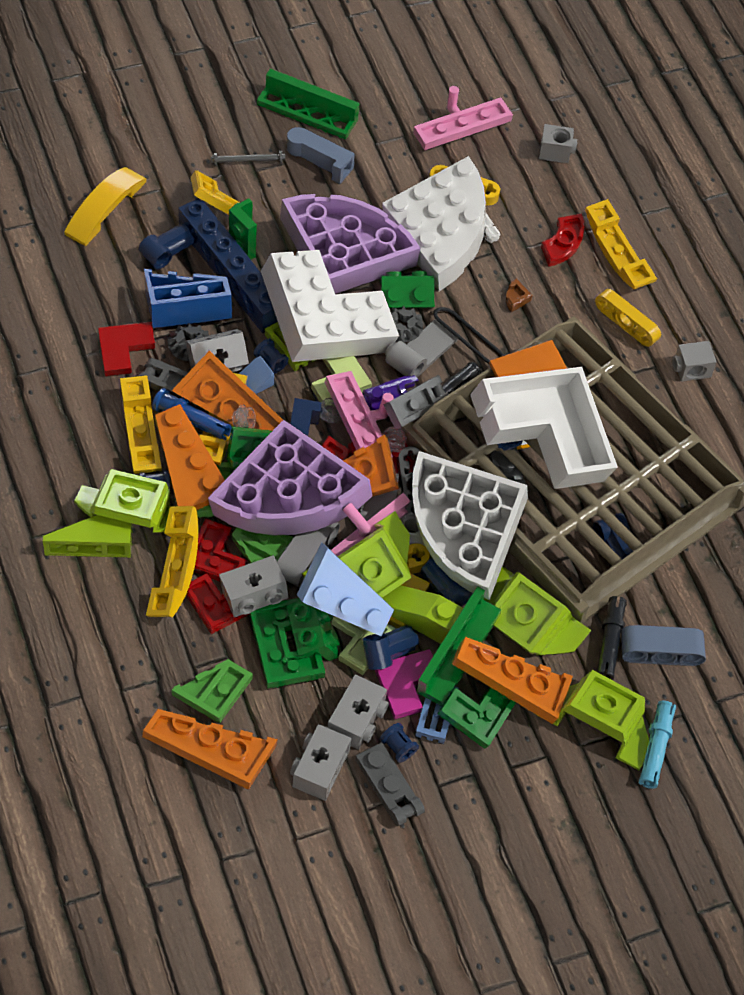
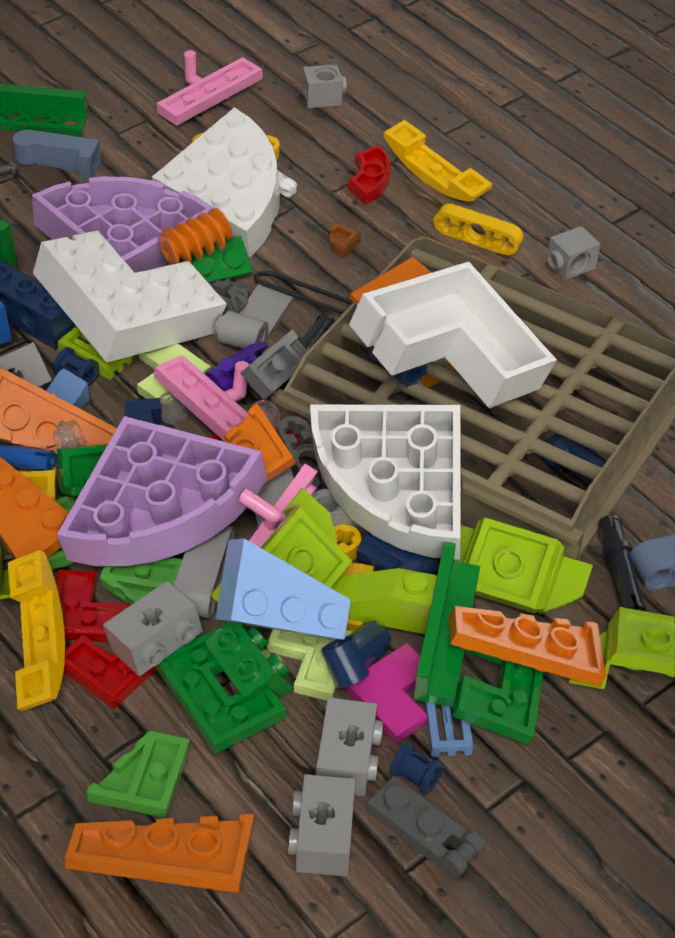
camera: 15 degrees left, 10 degrees down
(393, 271) = (195, 235): none -> orange piece

